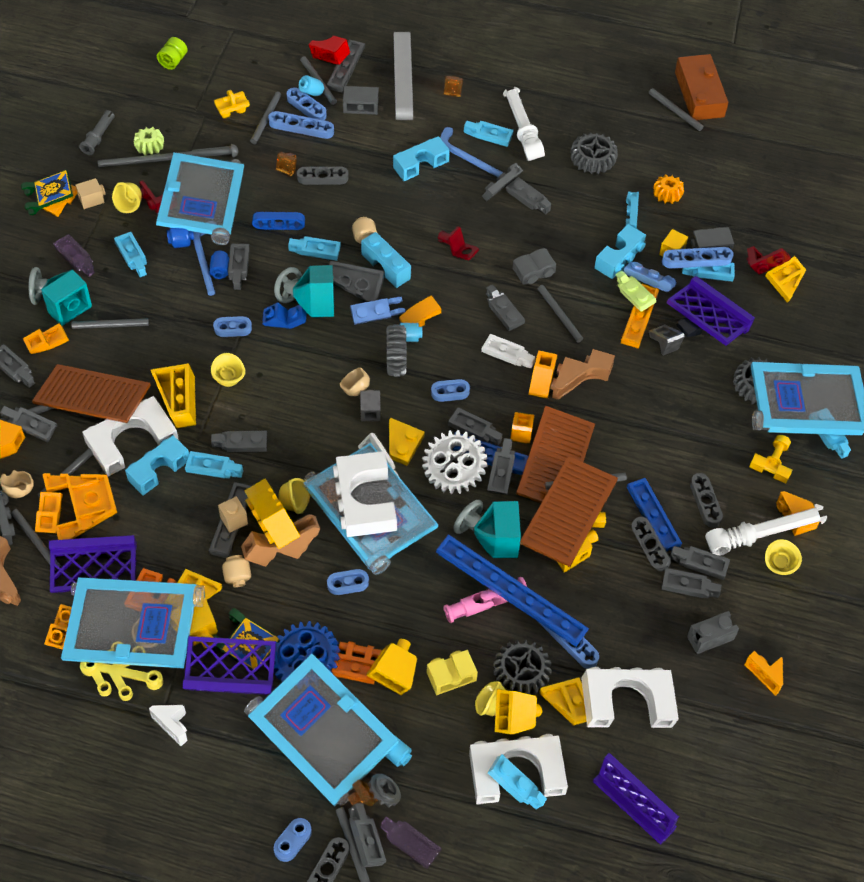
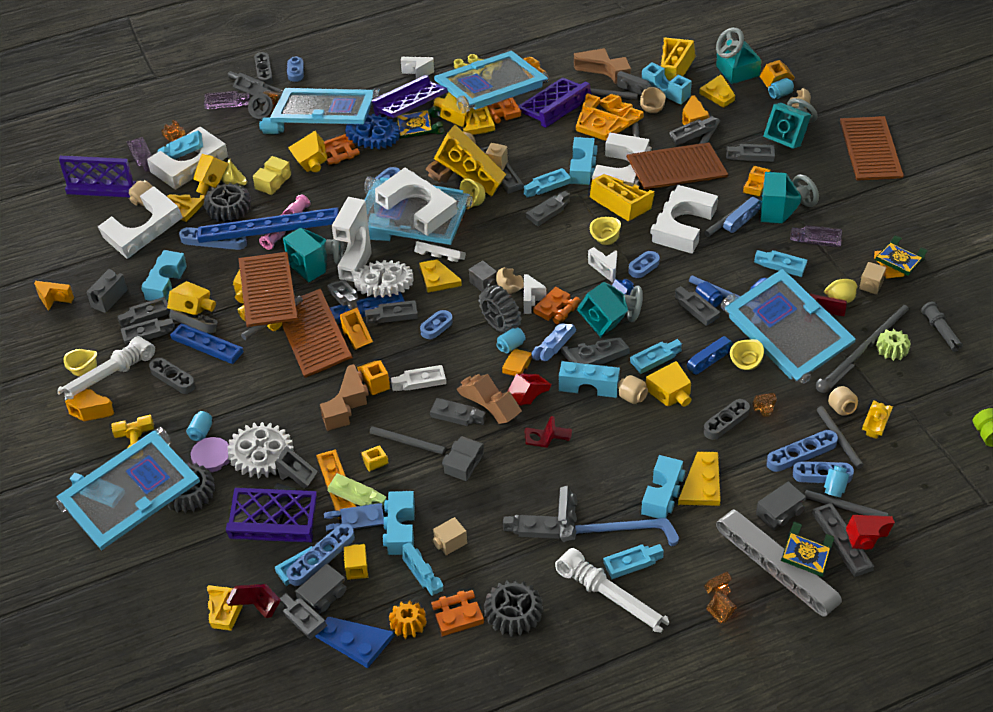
camera: 145 degrees right, 10 degrees down
(113, 311) = (742, 214): none -> medium blue beam
(136, 359) = (681, 202): none -> white arch
(235, 129) = (843, 400): none -> tan head
(256, 196) = (747, 354): none -> light yellow helmet
(260, 344) = (604, 264): none -> white slope
(332, 218) = (670, 385): none -> yellow torso
(338, 348) = (552, 303): none -> orange plate
(354, 361) = (533, 292): none -> white slope
(380, 63) = (805, 552): none -> flag
(383, 150) = (702, 481): none -> yellow wing
(436, 282) = (527, 387): none -> red arch
(458, 486) = (352, 227): none -> white arch
(467, 73) = (721, 607): none -> clear orange tile
(473, 297) = (484, 392): none -> medium nougat arch
(502, 836) = (173, 131): none -> clear orange tile
(559, 827) = (139, 152): none -> clear purple hinge
(594, 220) = (449, 536): none -> tan brick
(598, 747) = (137, 190): none -> tan head
(599, 308) = (374, 458): none -> yellow brick
(630, 177) = (457, 618): none -> orange plate
(634, 625) = (167, 266): none -> medium azure arch
(642, 559) = (190, 299): none -> yellow torso
(680, 374) = (257, 449): none -> white gear
(712, 204) = (355, 640): none -> blue wing
(715, 428) = (199, 426): none -> medium azure brick
(720, 402) = (211, 453): none -> lavender tile
(740, 232) = (303, 616): none -> dark grey hinge

